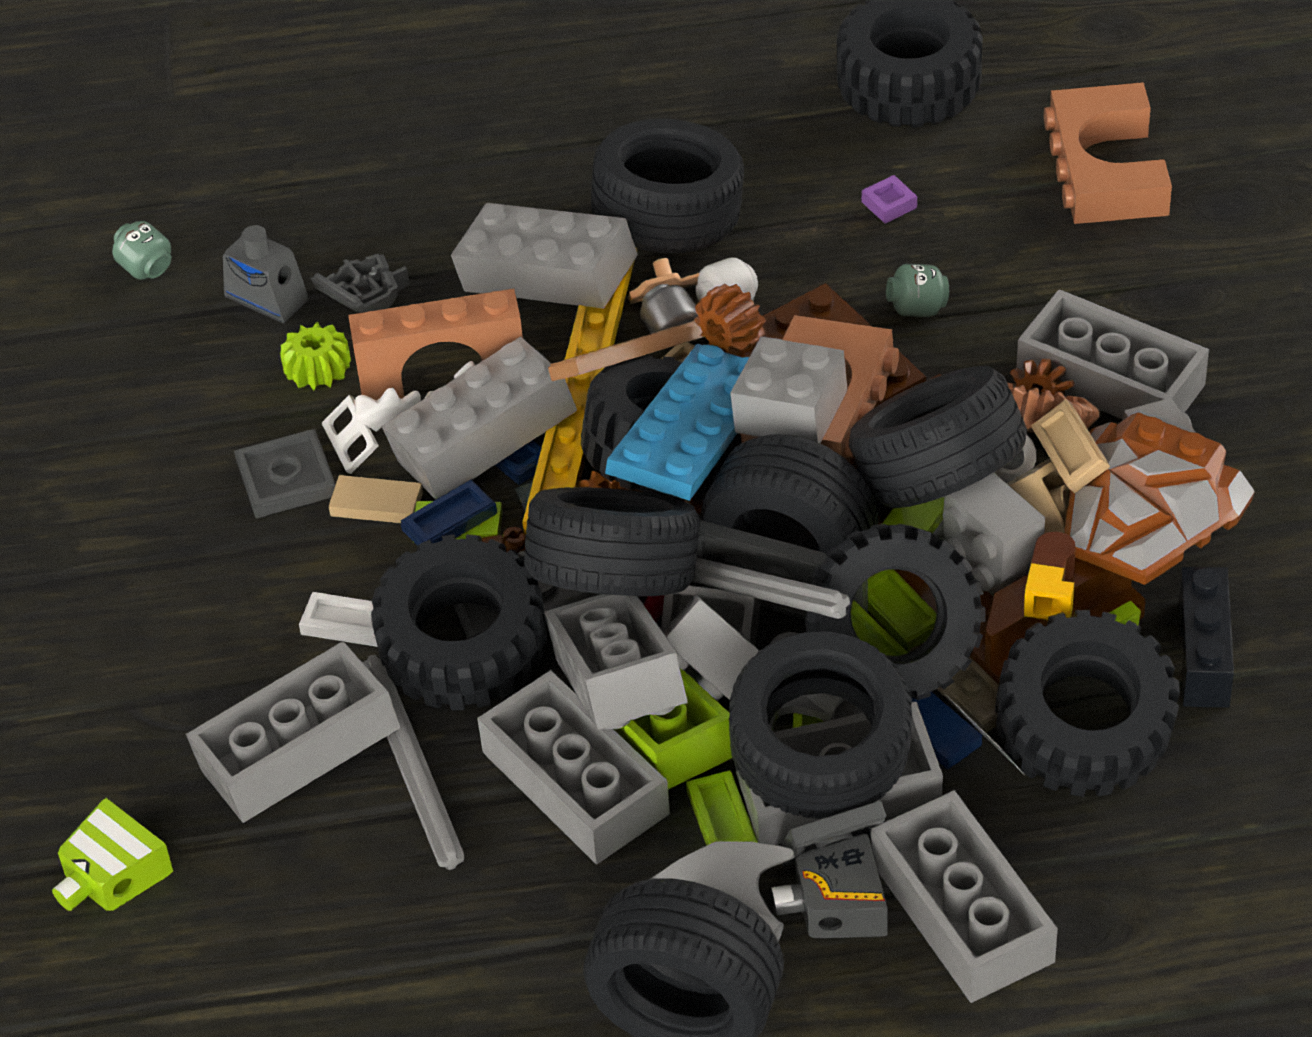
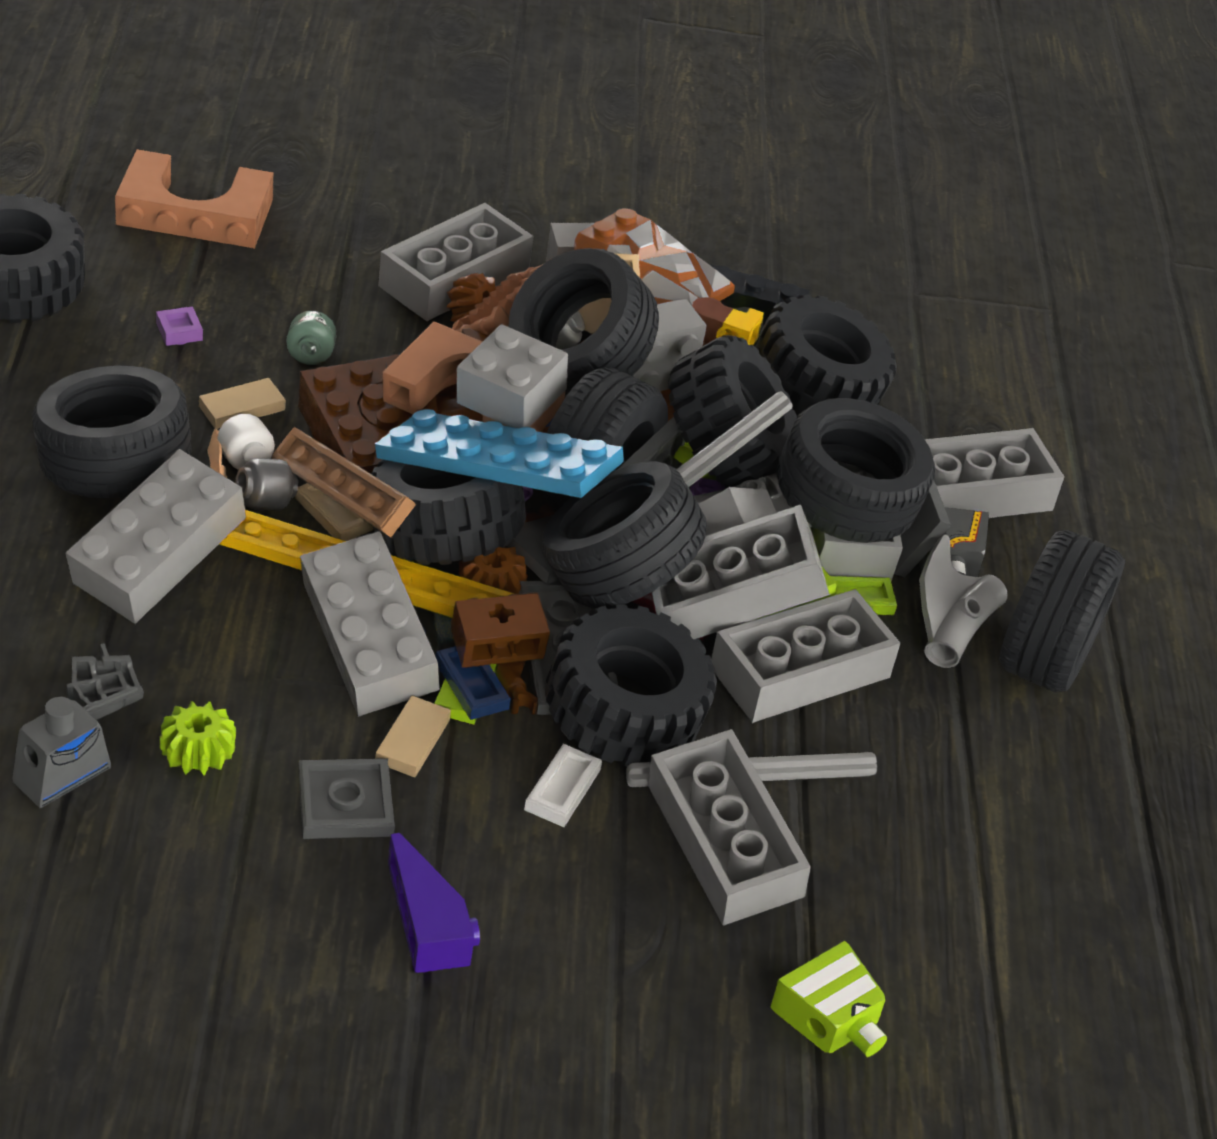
camera: 90 degrees left, 5 degrees down
(155, 547) = (431, 911): none -> dark purple slope
(369, 414) = (316, 709): white piece -> none
(391, 335) = (266, 629): nougat arch -> none
(489, 500) = (500, 629): none -> reddish brown brick
(730, 319) = (362, 413): dark orange gear -> none
(796, 270) = (252, 398): none -> tan tile

